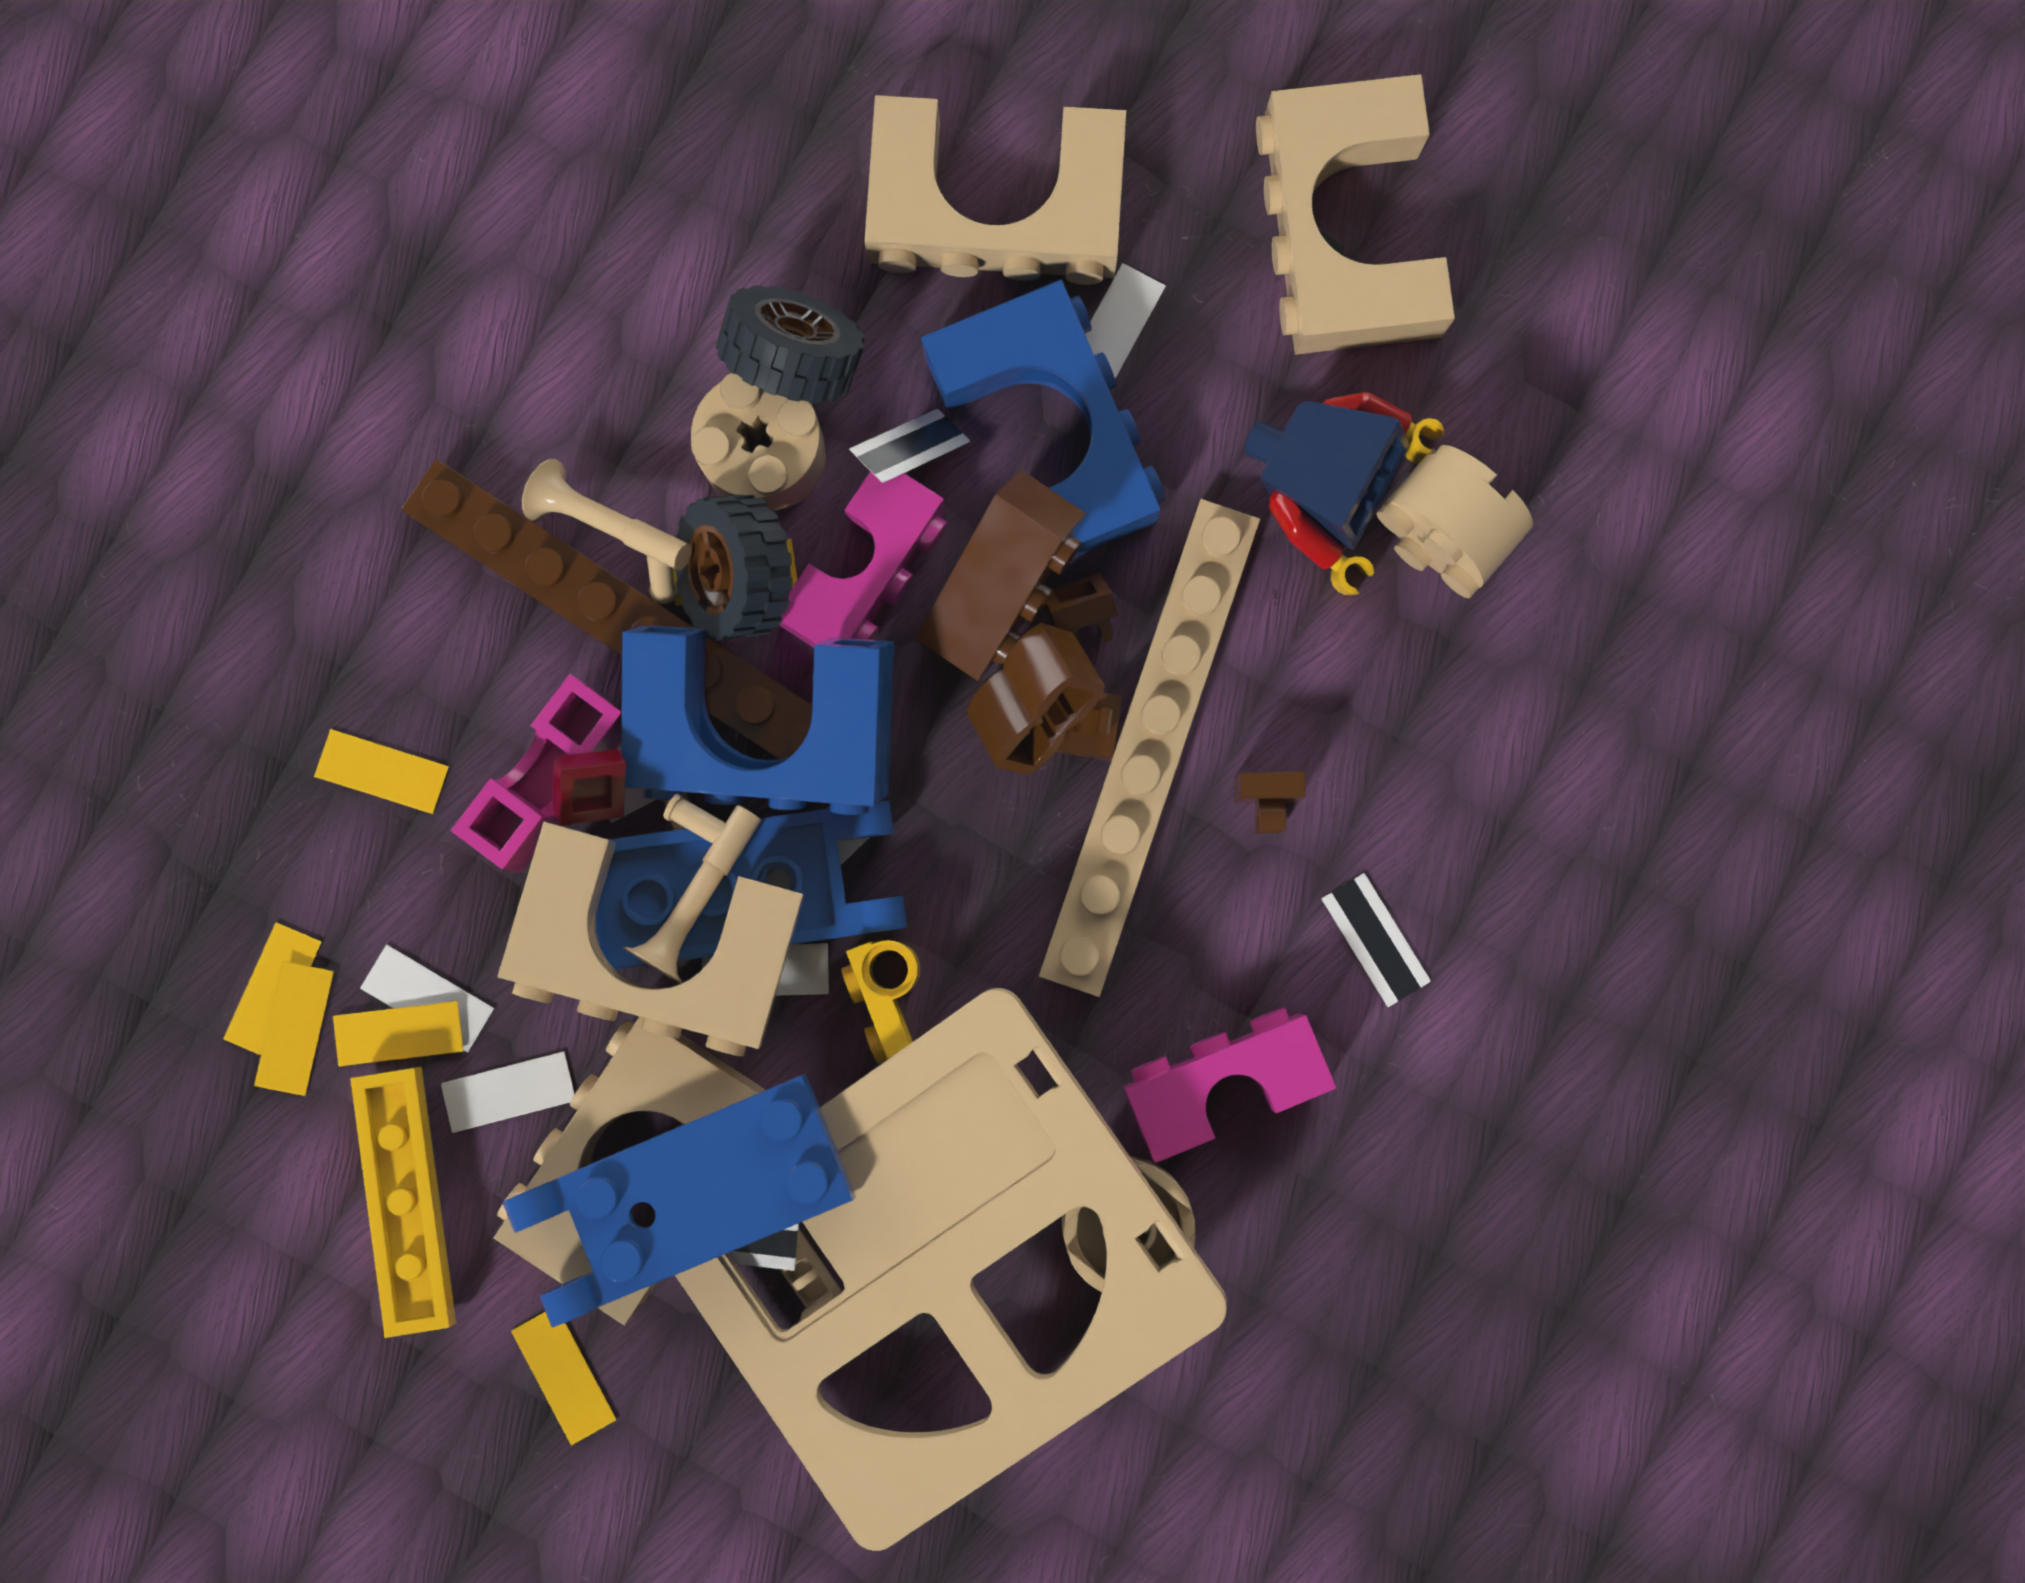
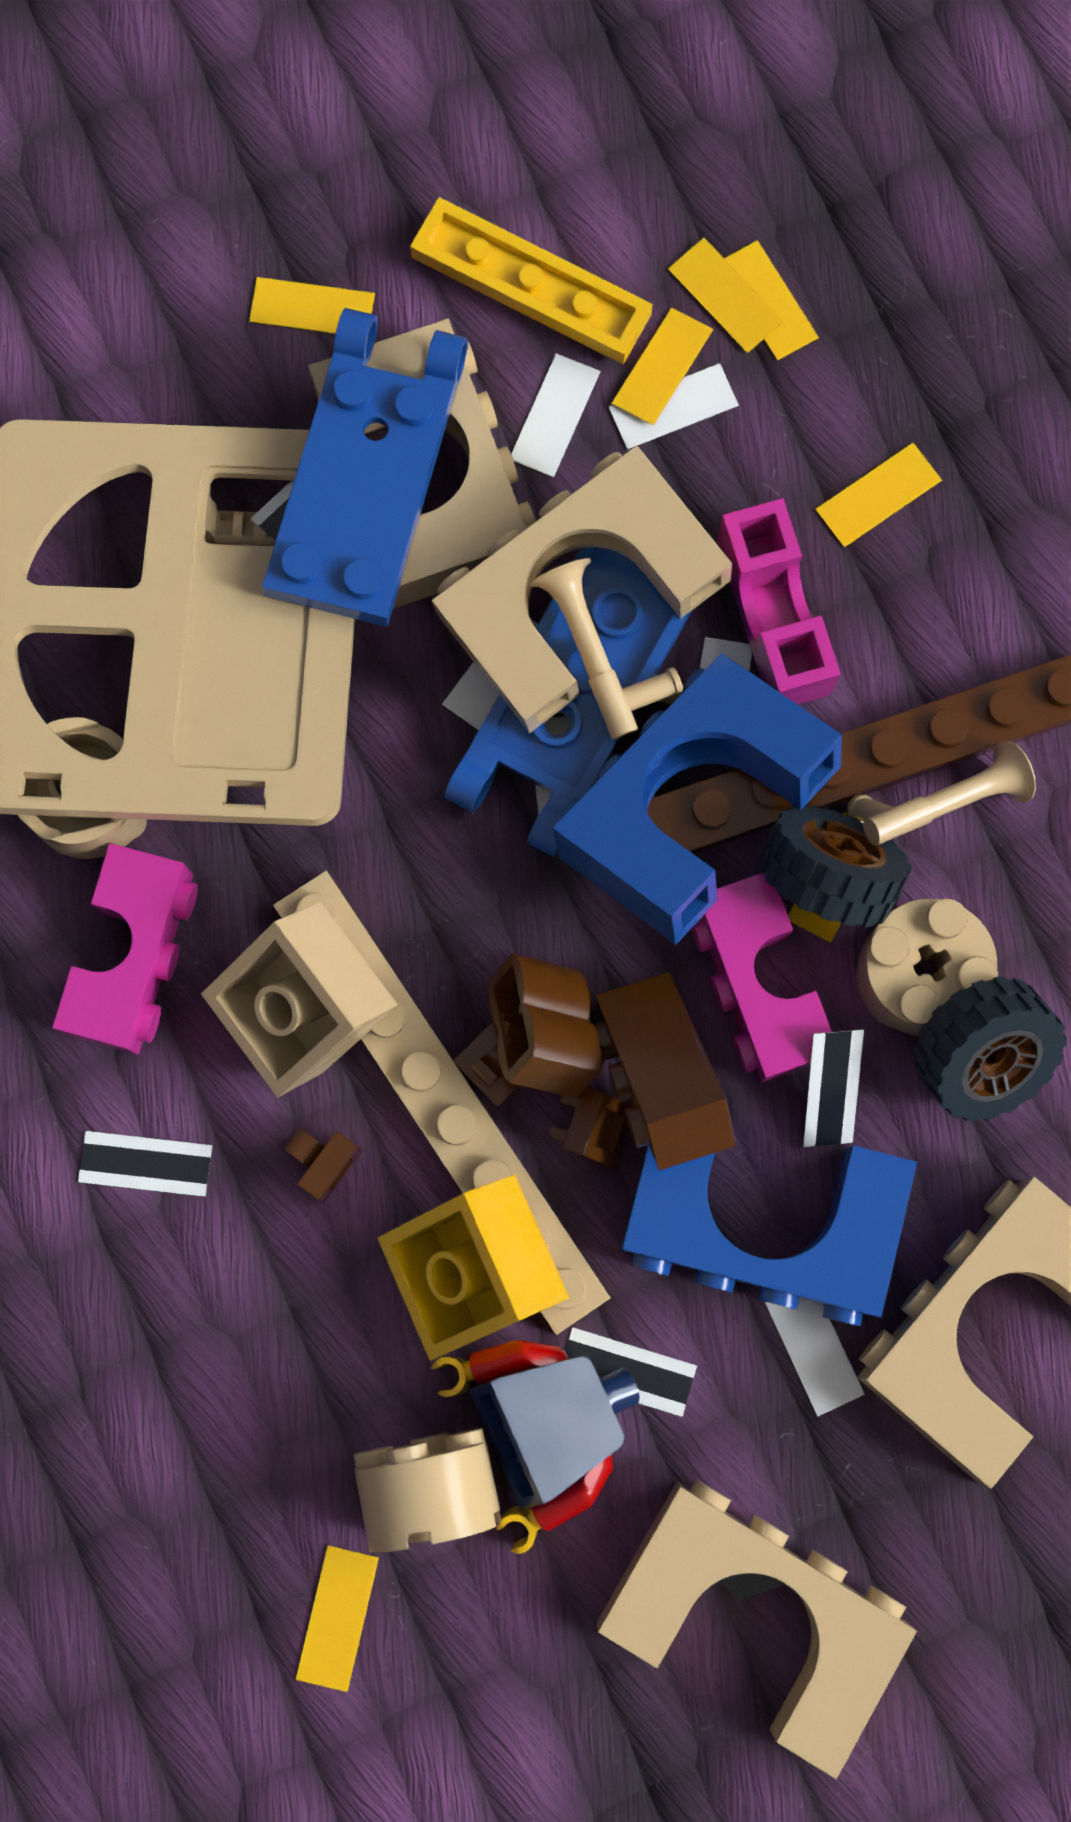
camera: 125 degrees right, 5 degrees down
(589, 787) = (738, 625): dark red tile -> none
(889, 1030) = (375, 724): yellow plate -> none
(1162, 906) = (298, 998): none -> tan brick
(1229, 423) = (660, 1379): none -> sticker
(1264, 610) = (472, 1266): none -> yellow brick
(1590, 528) = (337, 1618): none -> yellow sticker

